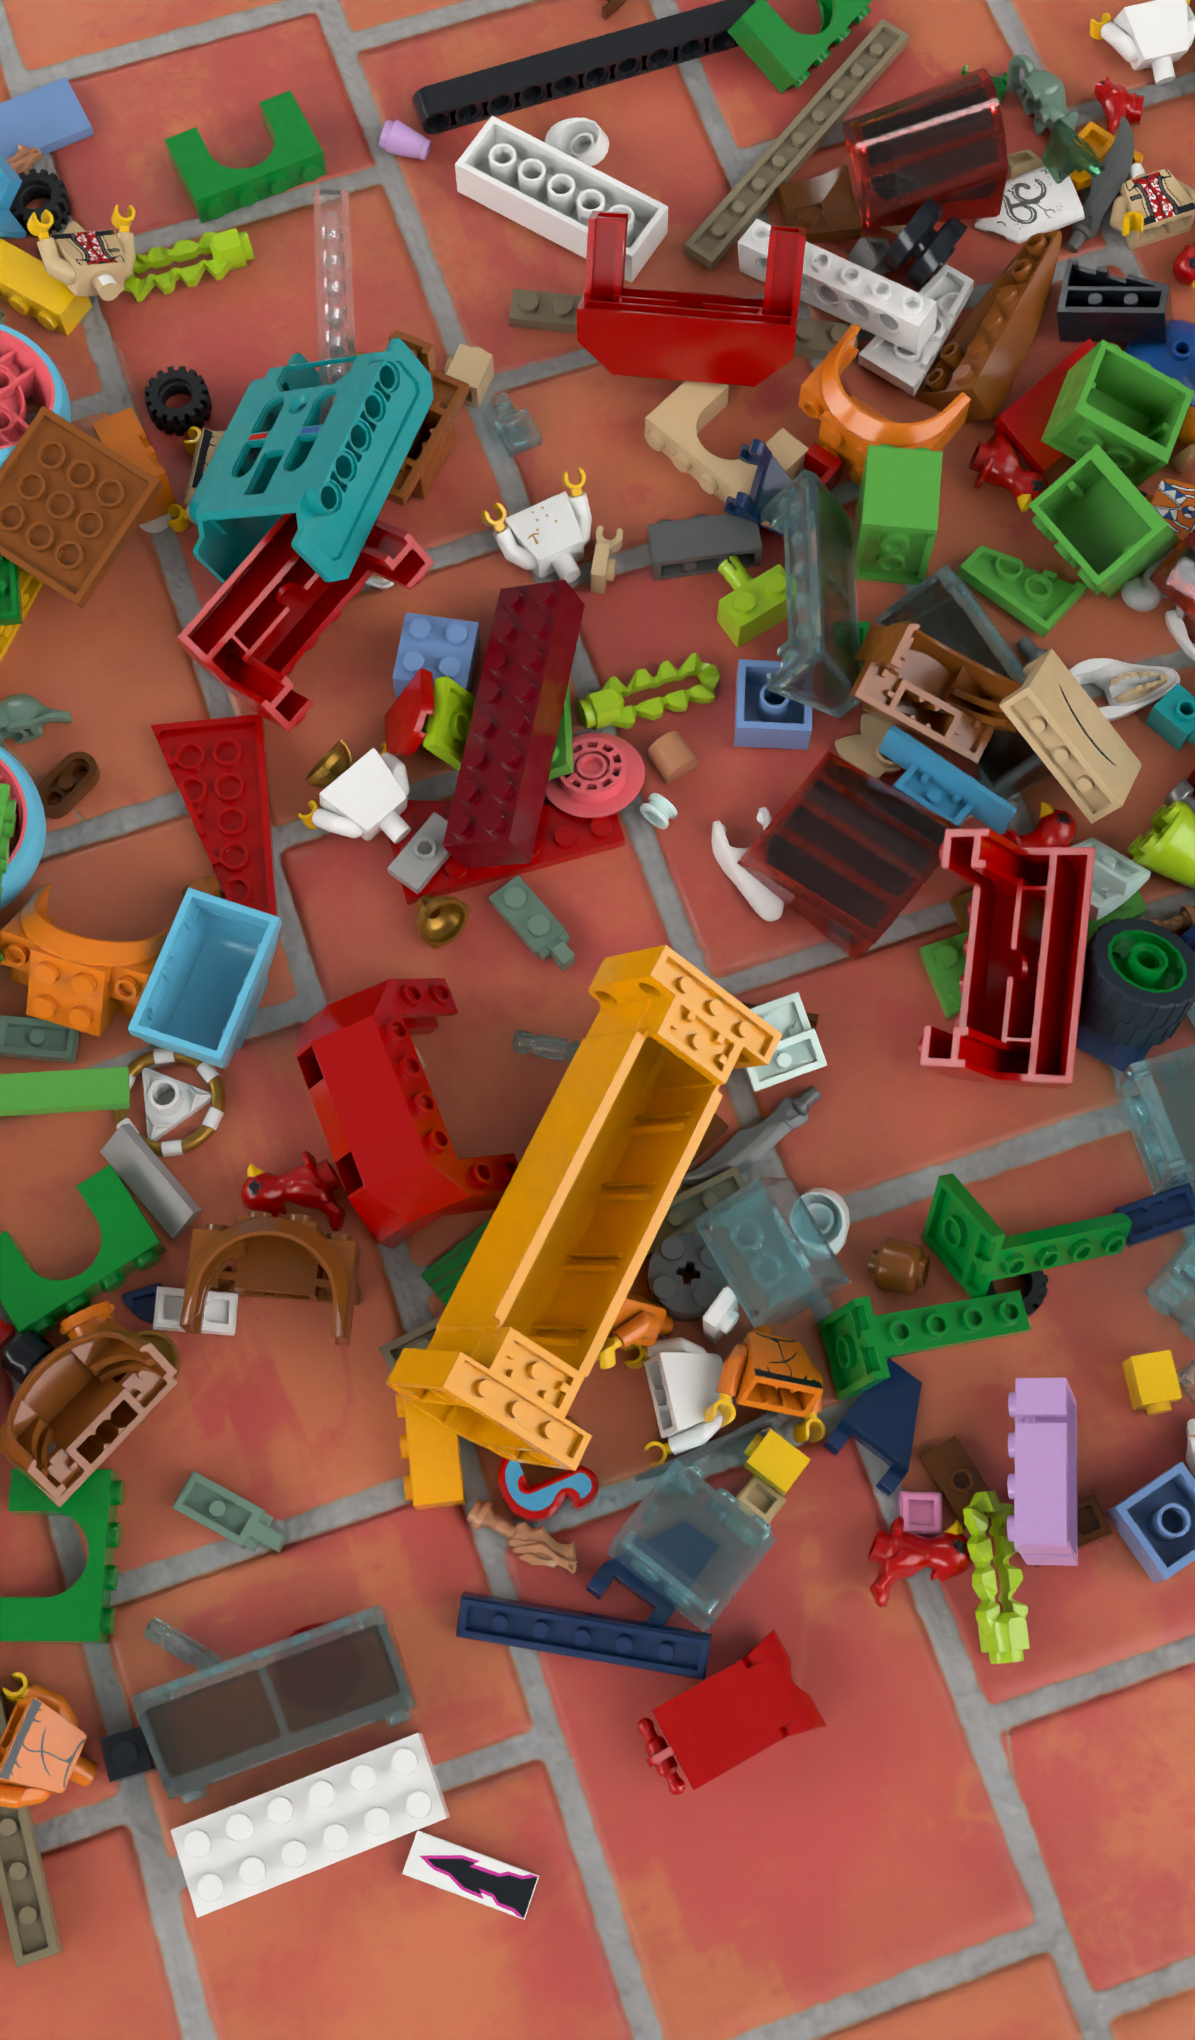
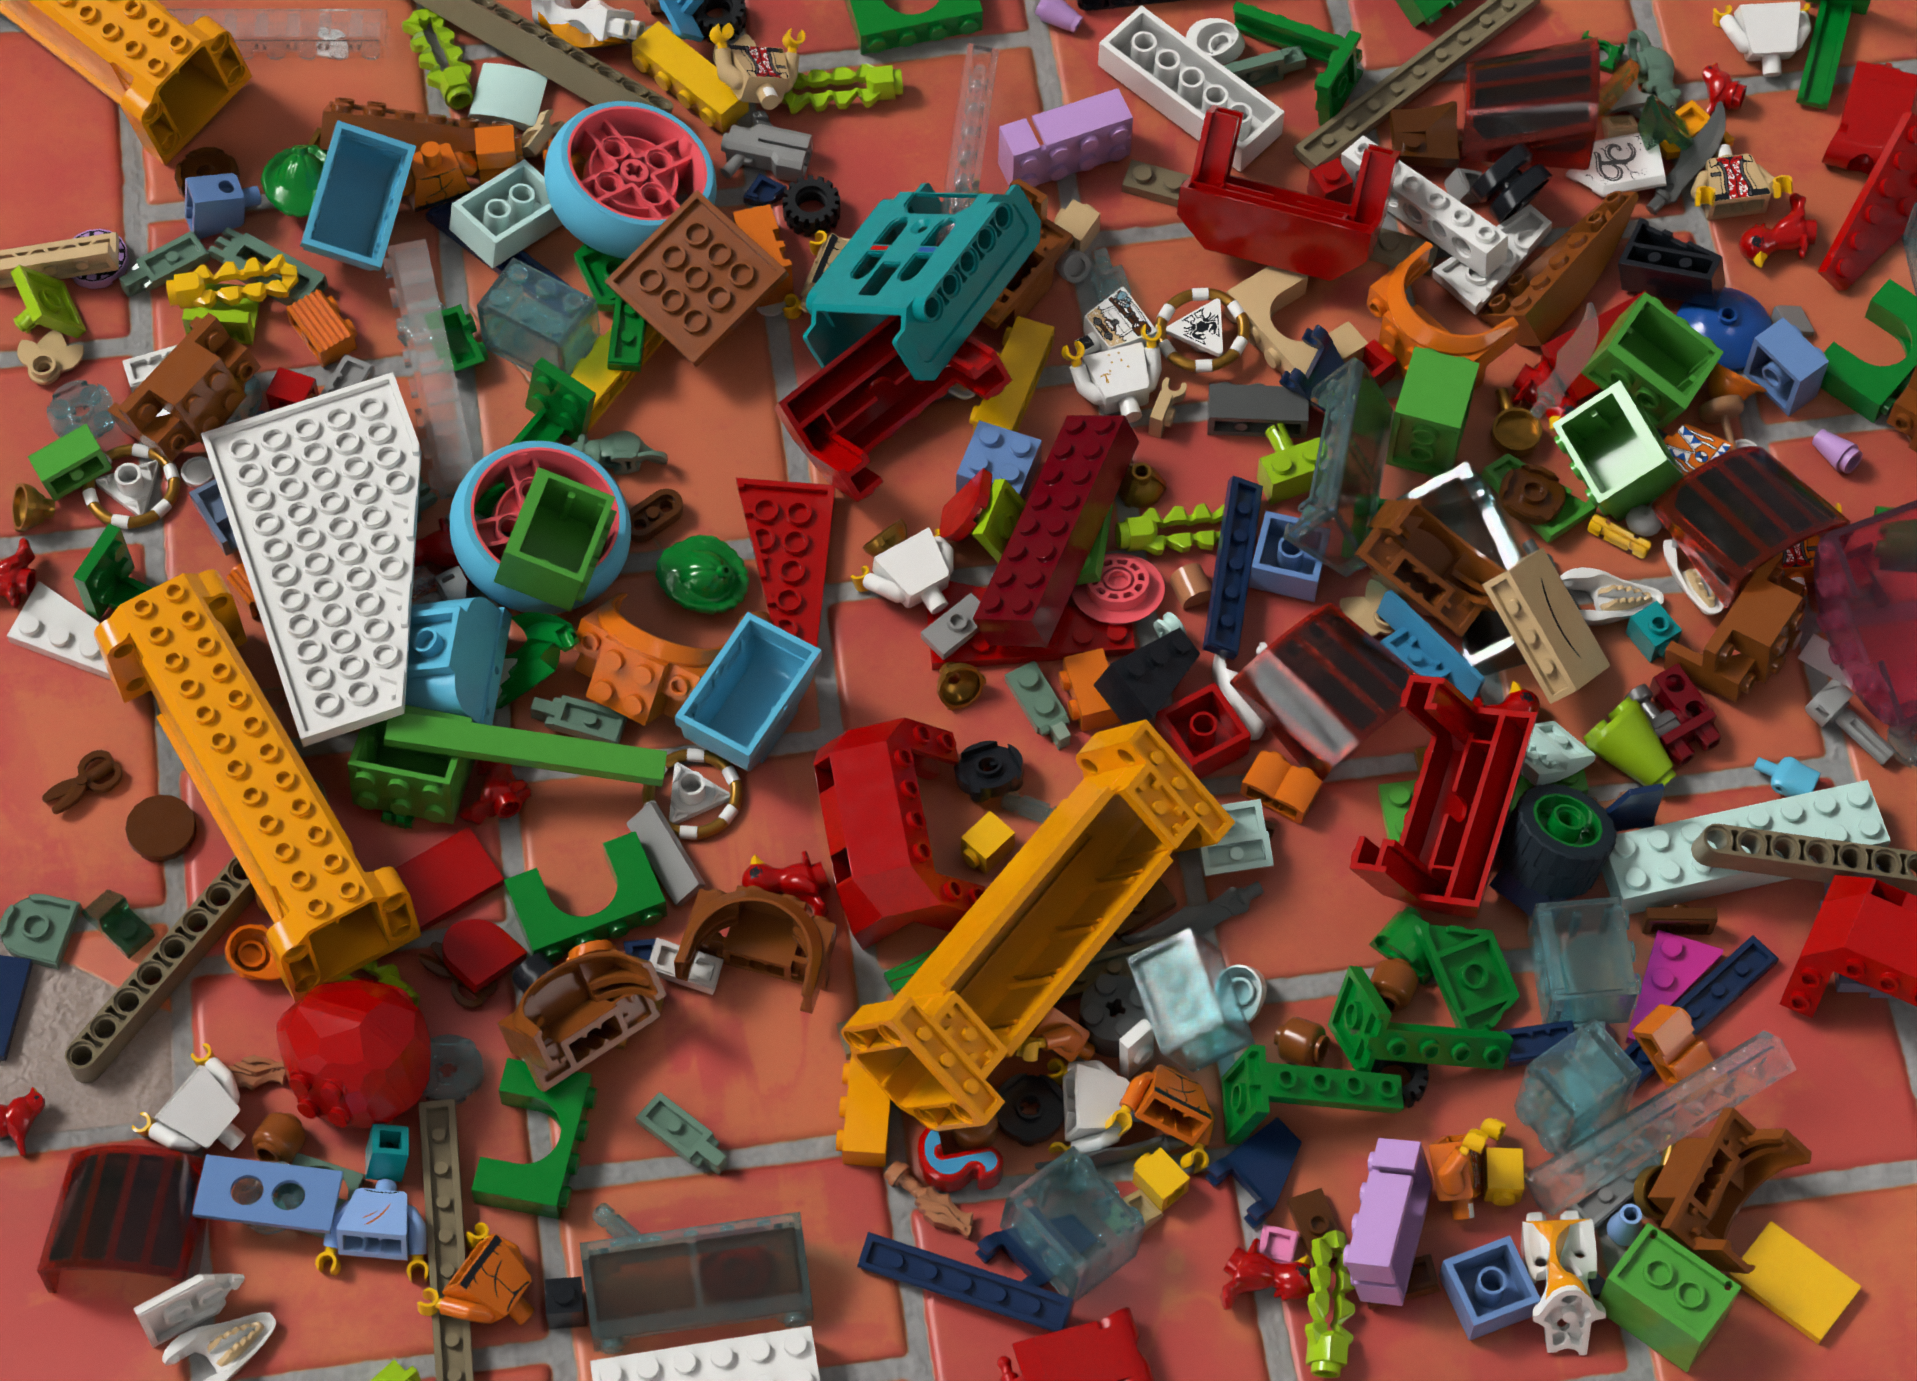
camera: 10 degrees right, 10 degrees down
(118, 345) = (767, 148): none -> light grey piece
(124, 393) = (764, 191): none -> dark blue tile
(133, 845) = (703, 575): none -> green piece
(440, 533) = (1024, 358): none -> yellow brick
(449, 277) = (1073, 139): none -> lavender piece
(474, 418) = (1073, 266): none -> light grey tile
(497, 1031) = (1005, 774): none -> black plate
(506, 1099) = (987, 843): none -> yellow brick
(532, 476) = (1115, 324): none -> torso
(587, 897) = (1078, 678): none -> orange brick
(598, 658) = (1141, 491): none -> pearl gold piece
(616, 1428) = (1030, 1128): none -> black plate
(627, 465) = (1202, 329): none -> piece
(640, 161) = (1268, 66): none -> sand green hinge
(647, 879) = (1145, 678): none -> black wedge
(682, 127) = (1340, 53): none -> green bracket
(714, 730) = (1232, 568): none -> dark blue tile
(719, 926) = (1204, 731): none -> red brick
(731, 276) = (1330, 182): none -> red brick
(816, 969) = (1281, 786): none -> orange brick
(982, 516) = (1515, 429): none -> pearl gold piece
(987, 1178) = (1395, 983): none -> dark orange head
(994, 1125) = (1401, 941): none -> green cylinder
(1018, 587) = (1532, 494): none -> reddish brown tile
(1019, 125) = (1622, 92): none -> piece
(1029, 432) = (1570, 362): none -> clear sword
(1067, 1153) = (1469, 973): none -> green wing
(1103, 1380) = (1459, 1166): none -> orange torso
(1117, 615) = (1619, 536): none -> yellow axle

